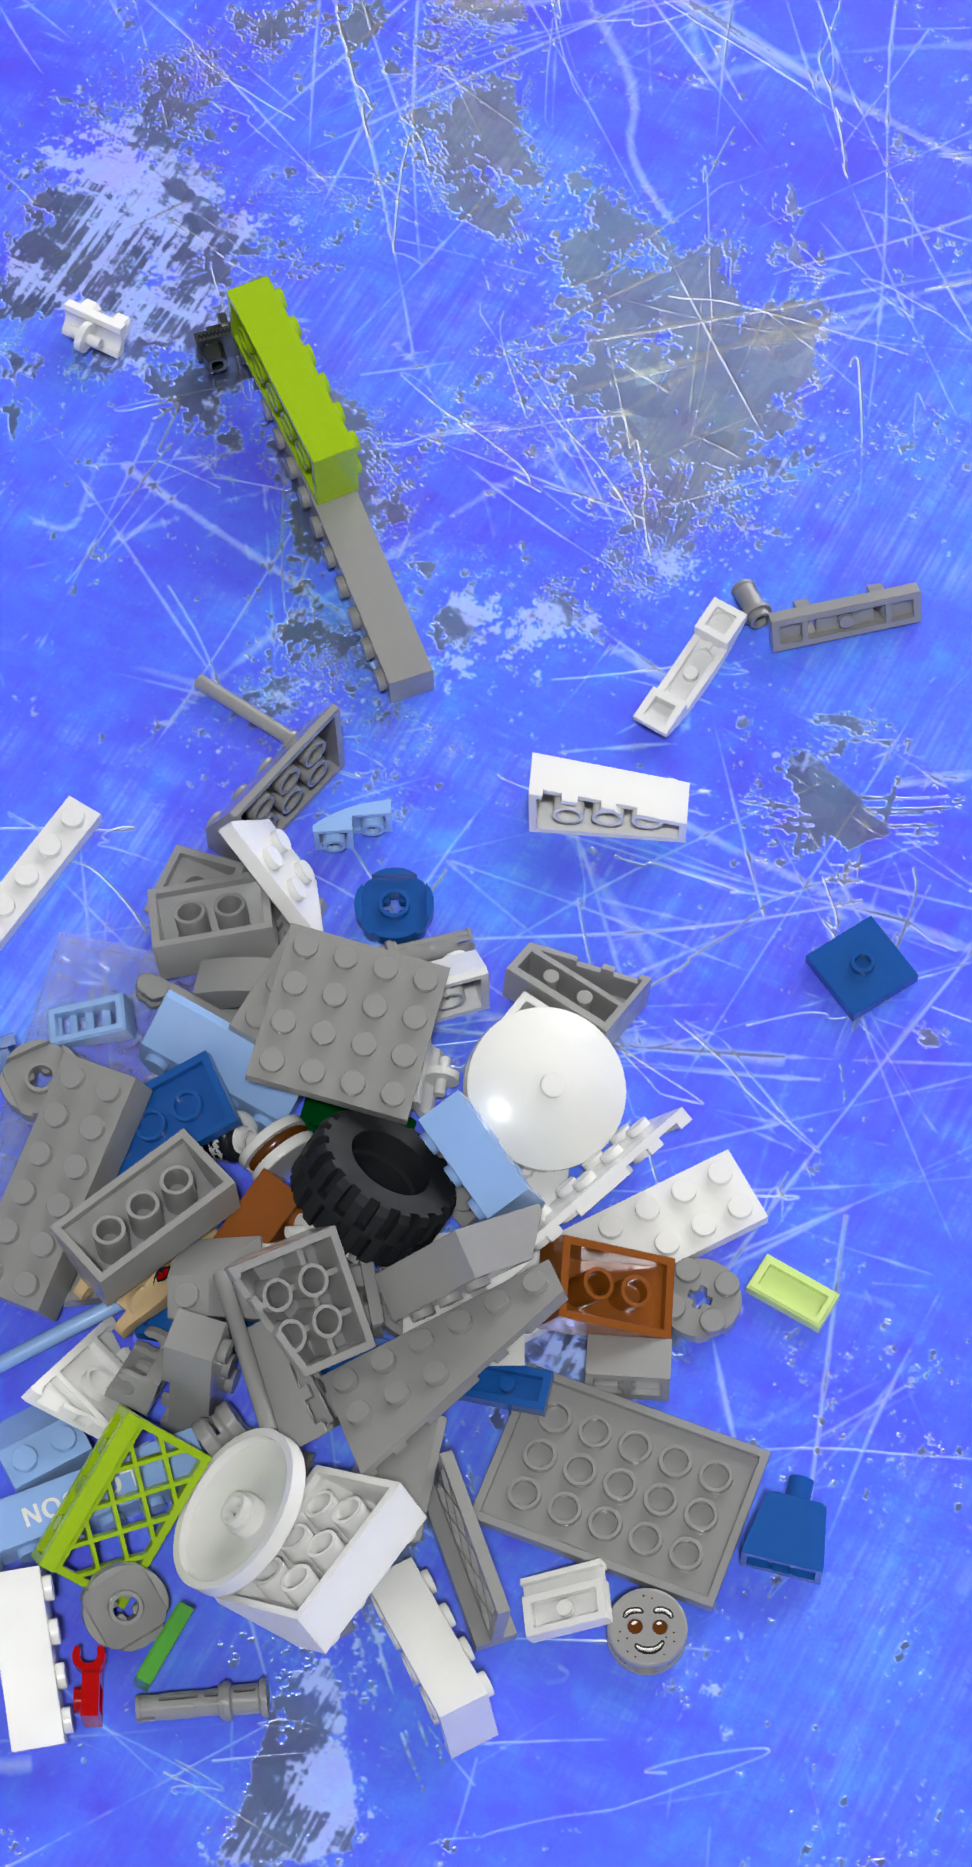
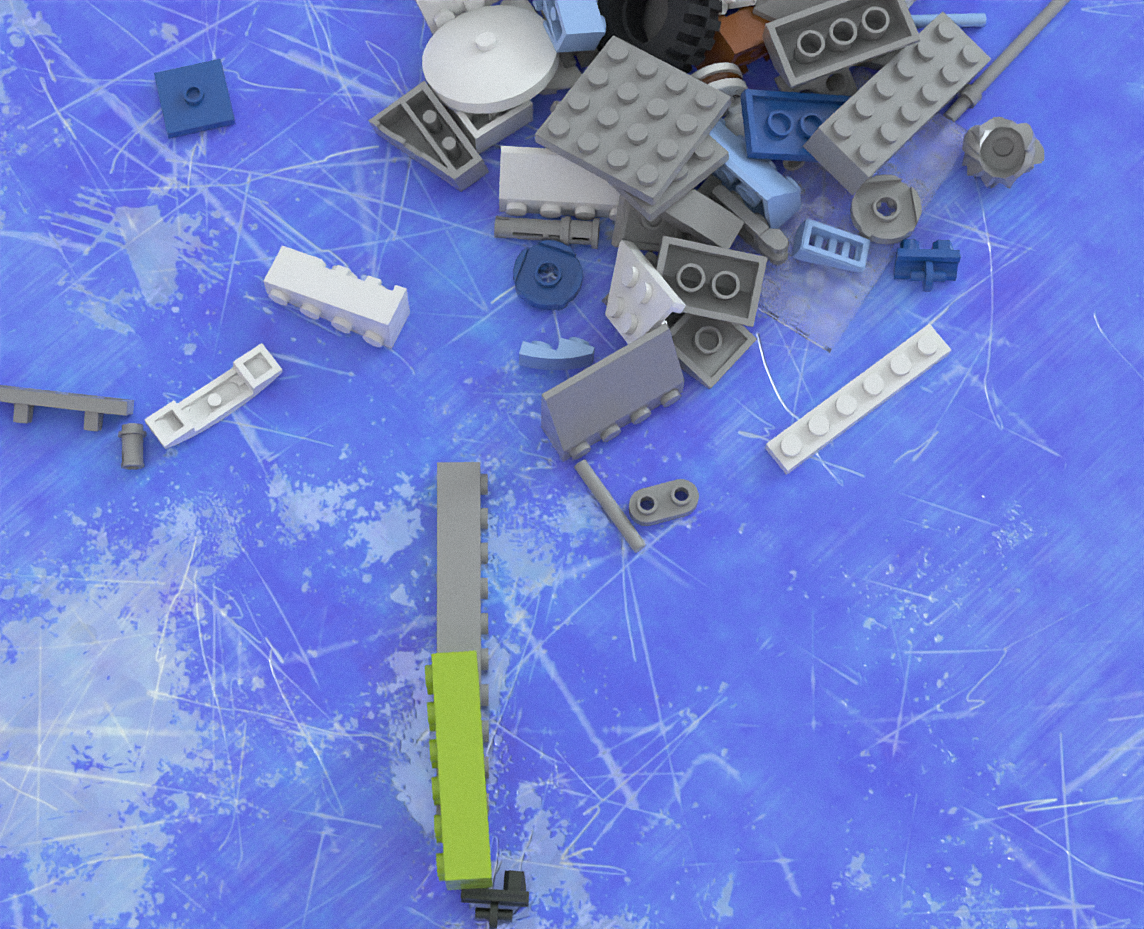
camera: 165 degrees left, 10 degrees up
(192, 730) = (665, 504): none -> light grey plate

